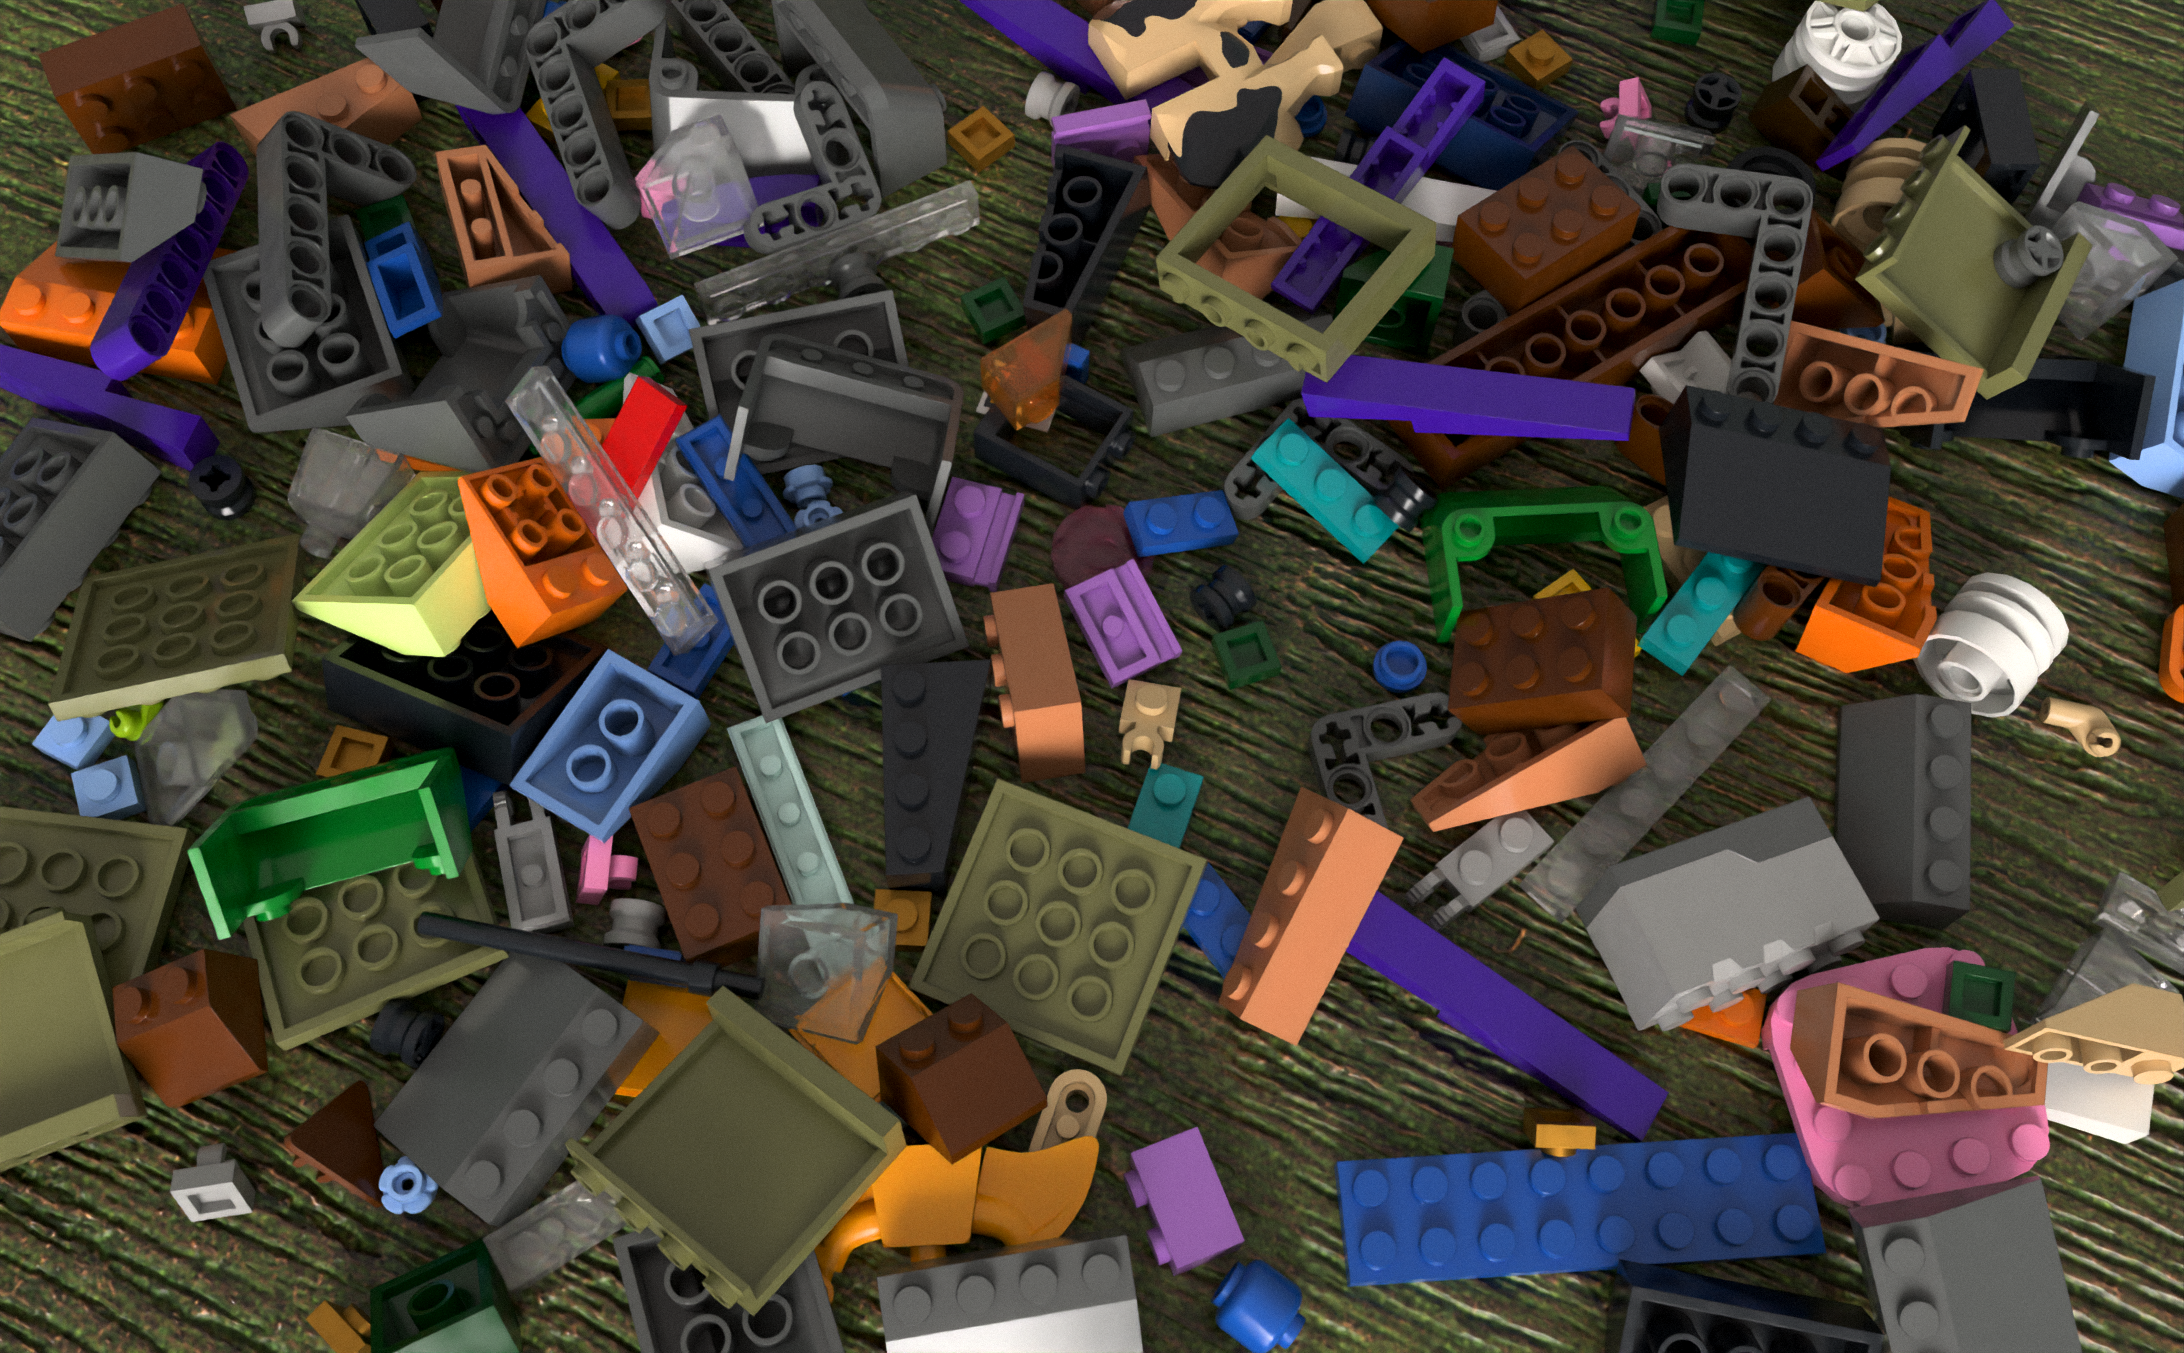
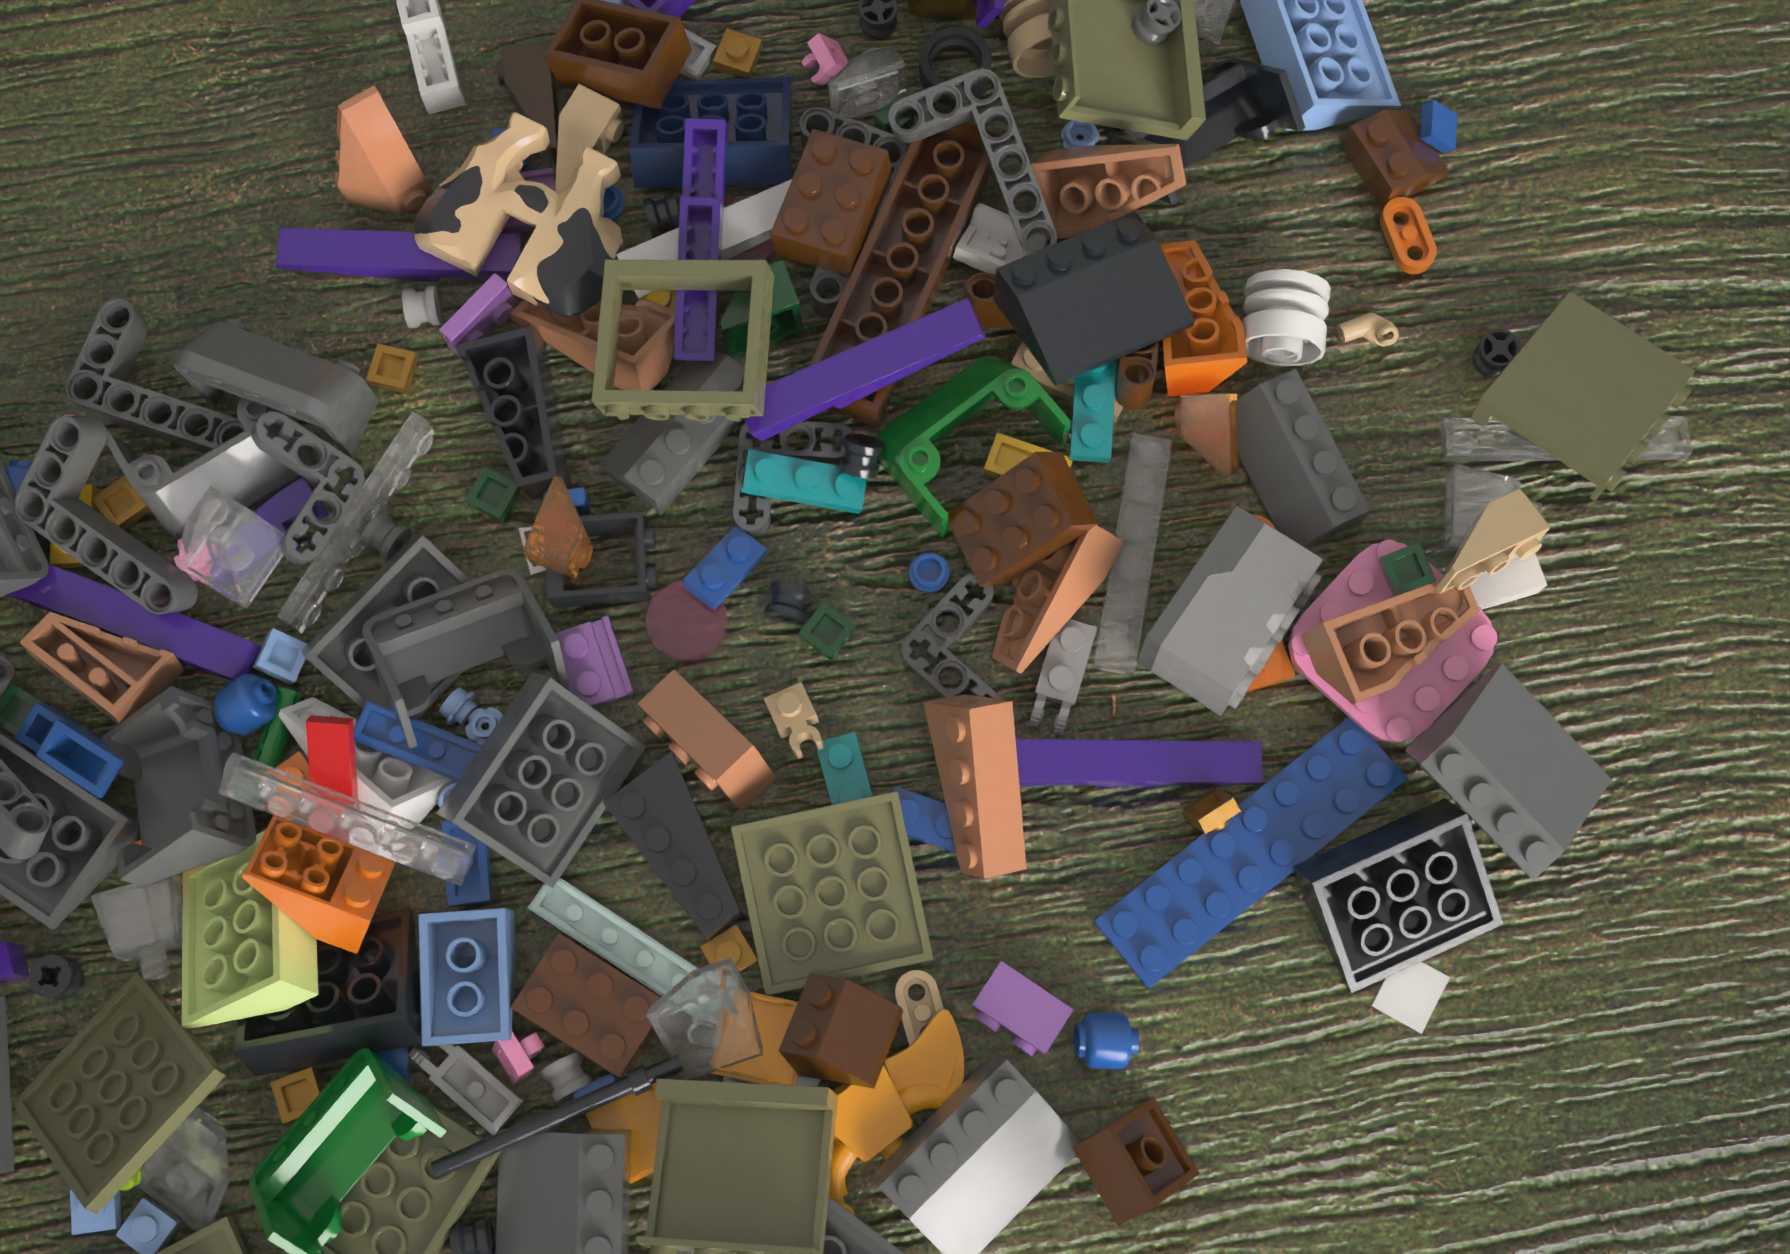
camera: 30 degrees left, 10 degrees up
(1122, 623) = (734, 664): medium lavender plate -> none
(1827, 283) = (1033, 110): reddish brown slope -> none
(1829, 709) = (1211, 428): none -> clear orange slope

